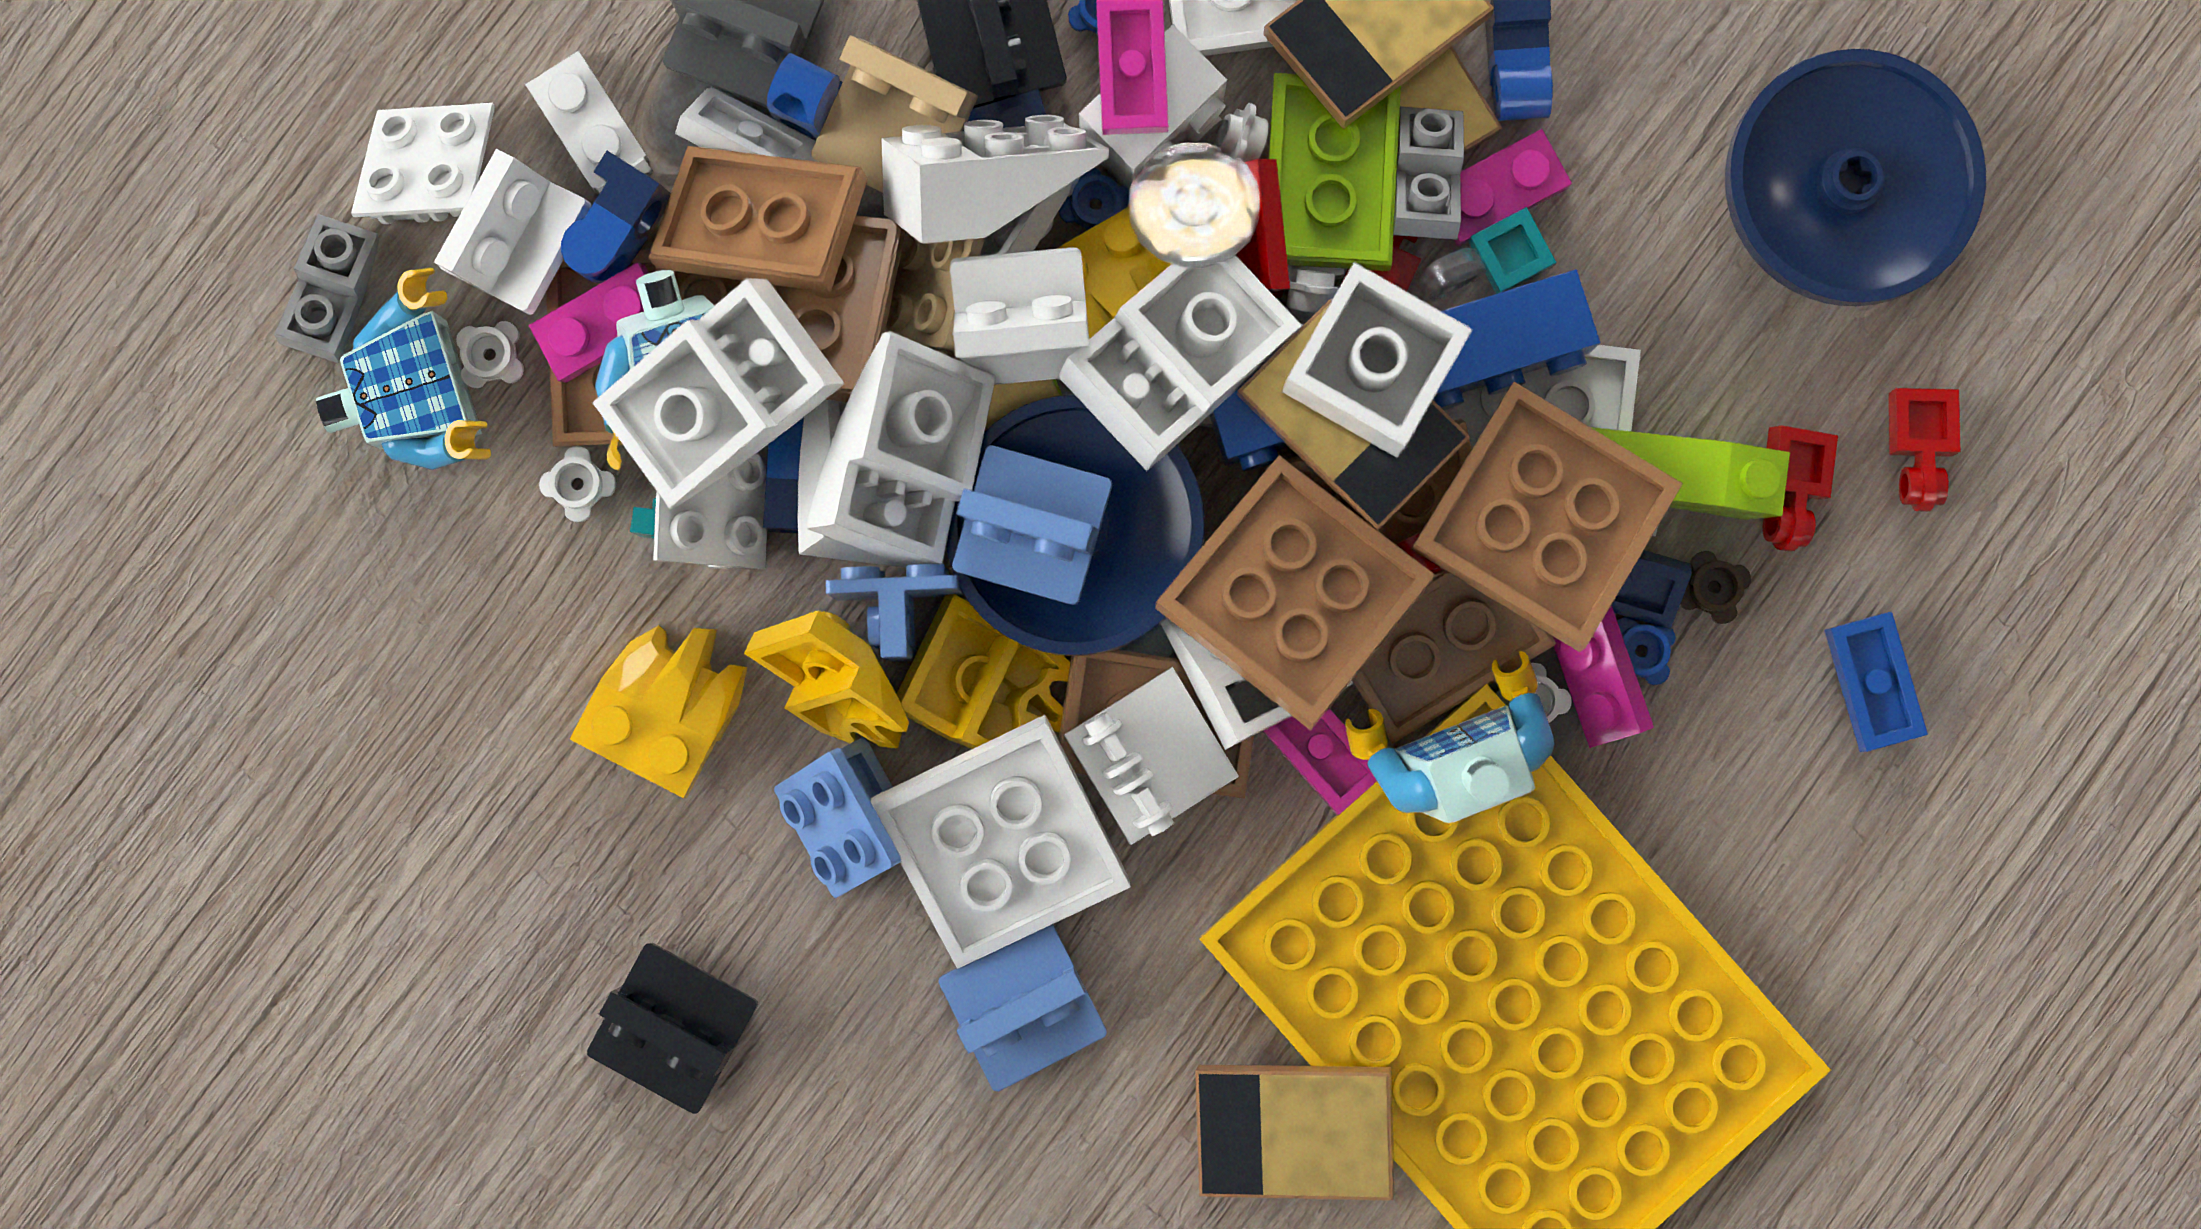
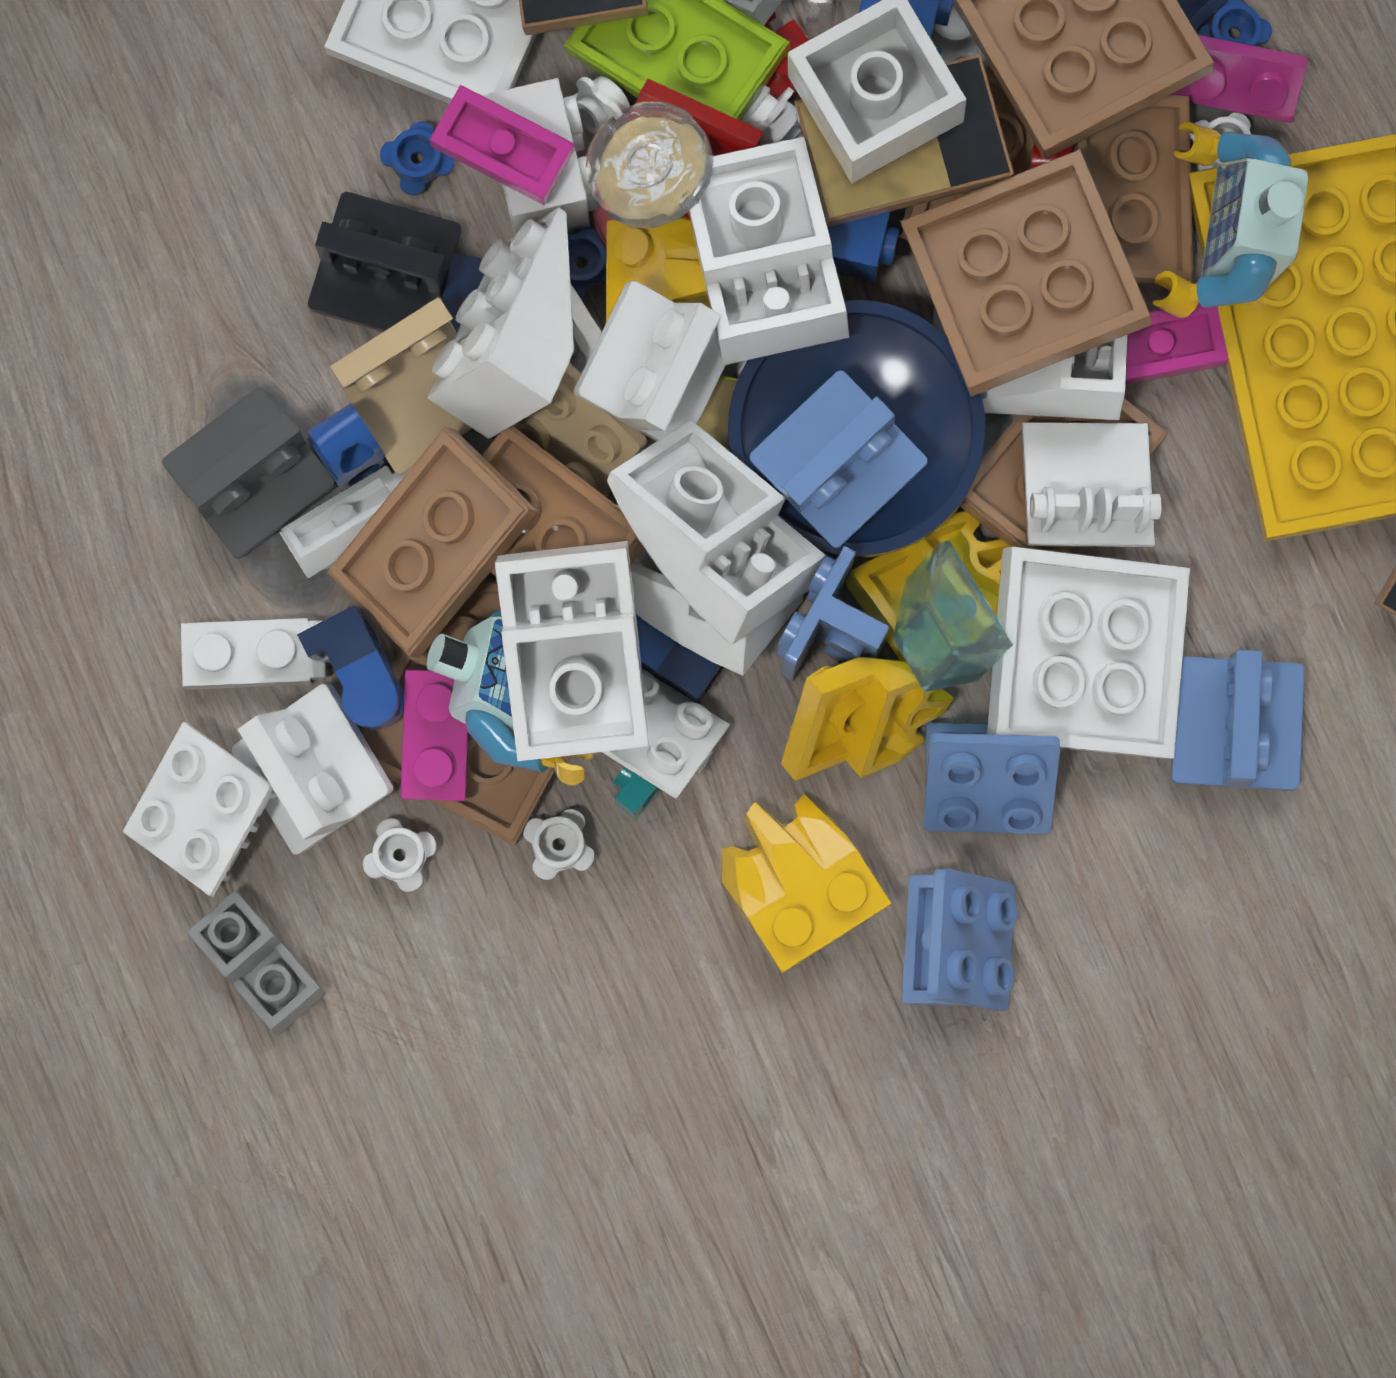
camera: 60 degrees left, 5 degrees down
(407, 383) = (388, 936): torso -> none
(671, 1027) = (1083, 1034): black bracket -> none
(687, 876) = (959, 941): none -> medium blue bracket
(946, 703) = (947, 624): none -> clear light blue slope

